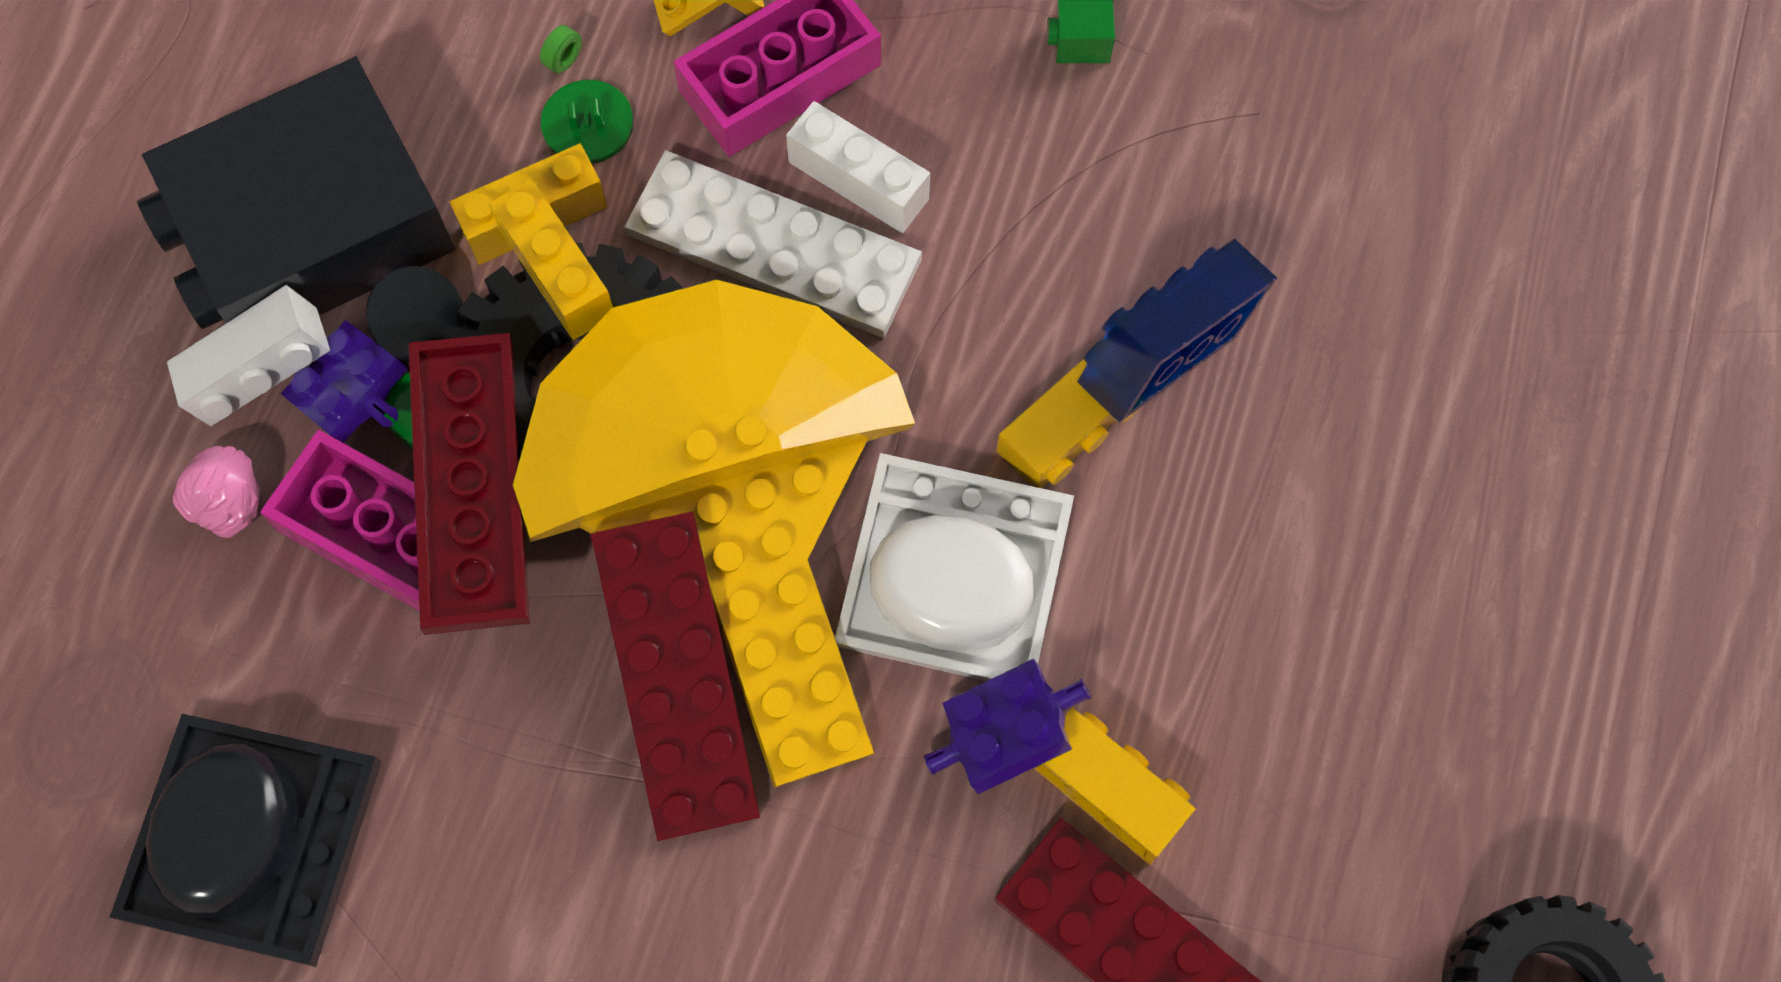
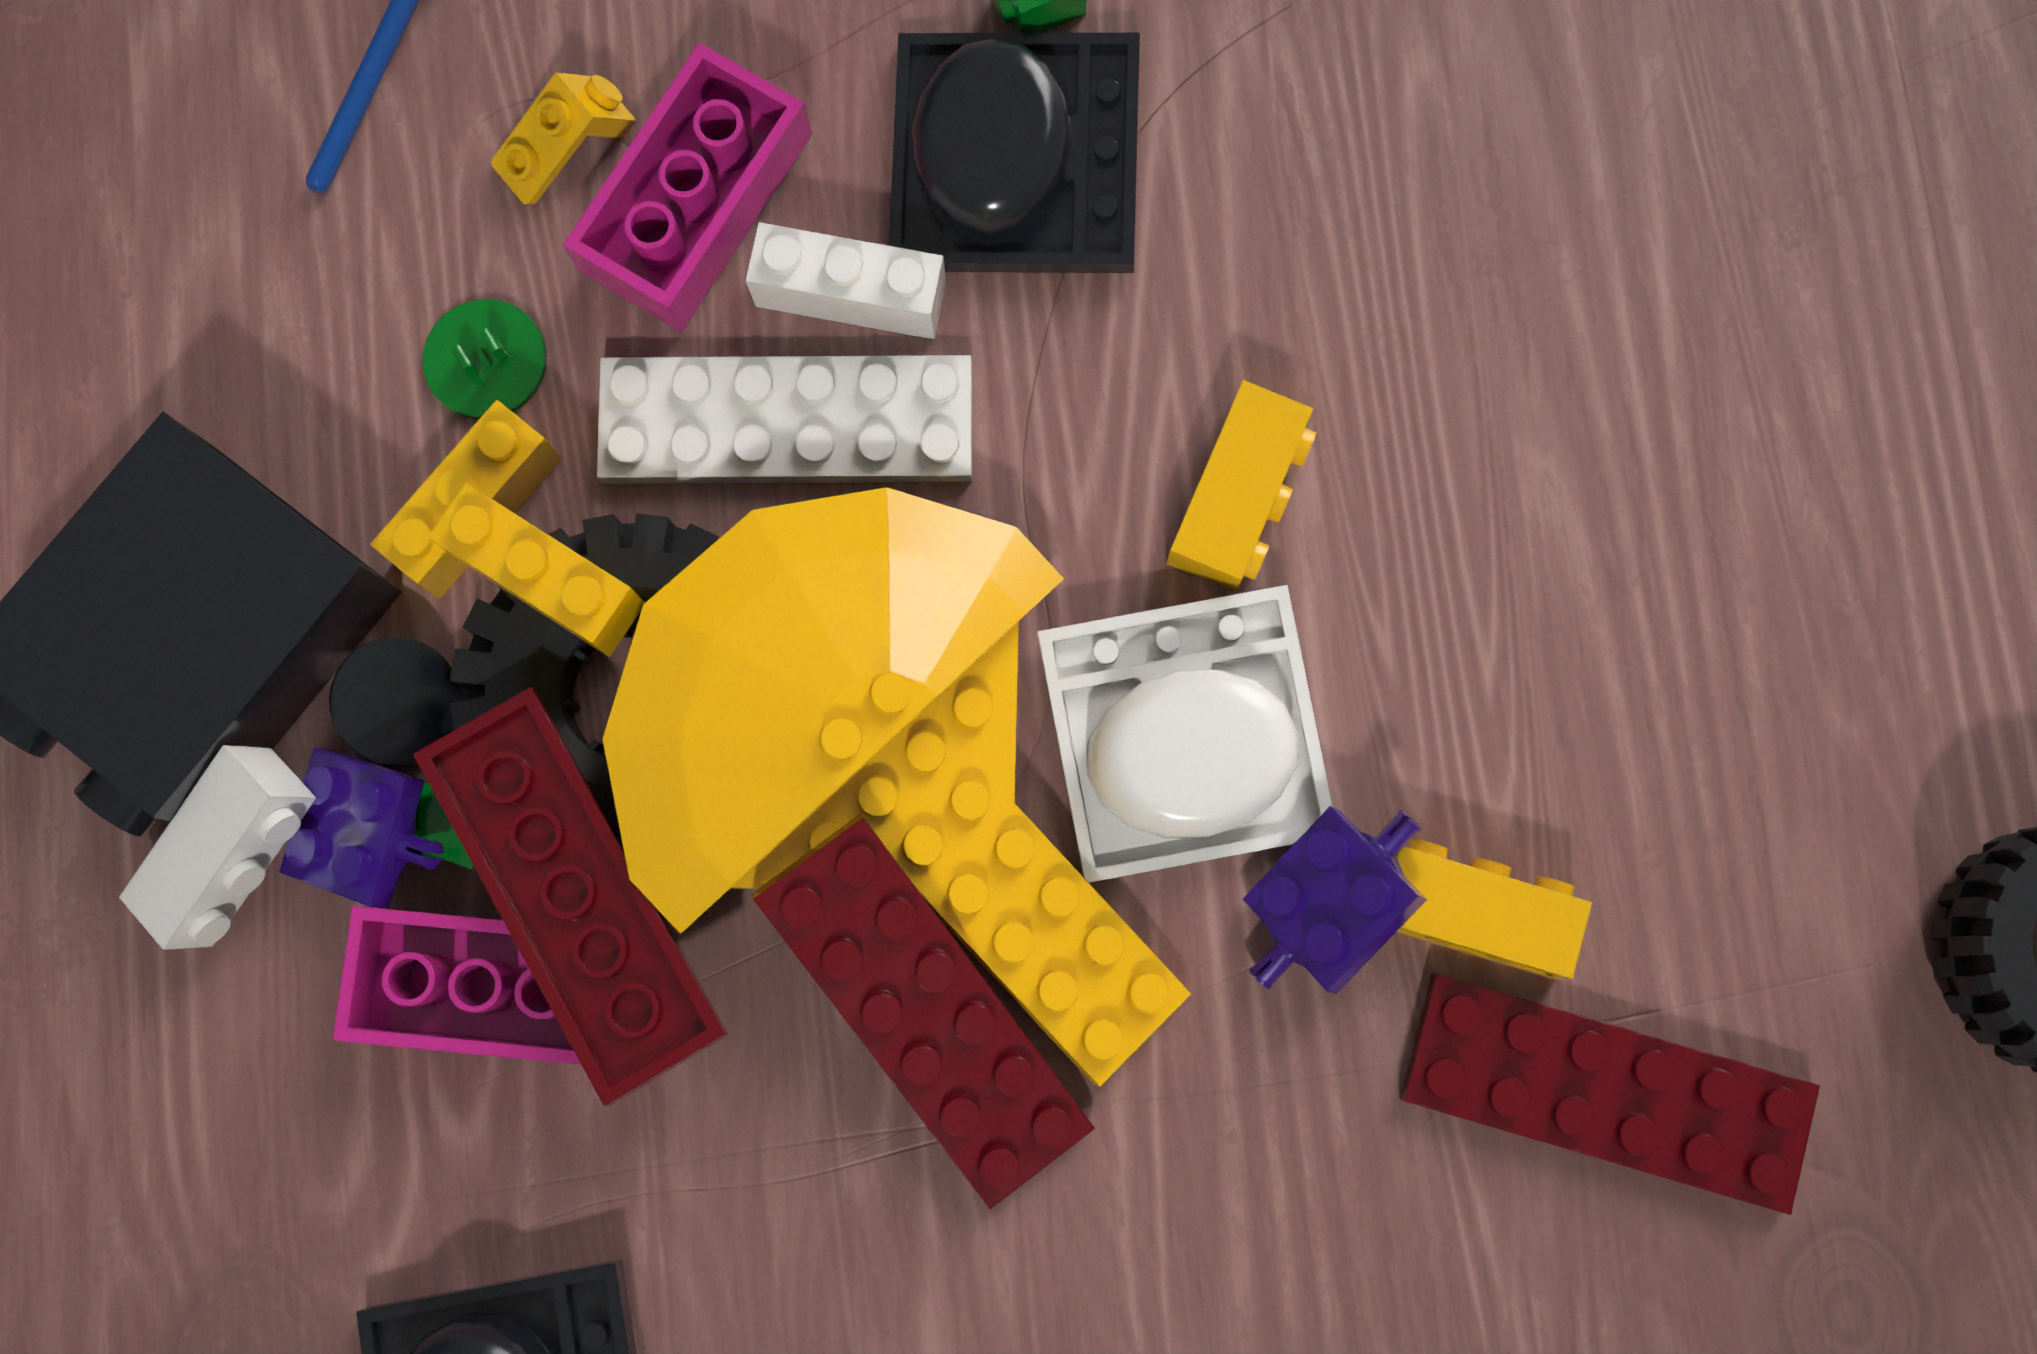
camera: 20 degrees left, 10 degrees up
(218, 491) = (263, 1024): bright pink hair -> none
(560, 49) = (409, 281): bright green tile -> none
(1019, 131) = (1017, 150): none -> black piece
(1174, 328) = (1326, 333): clear blue brick -> none

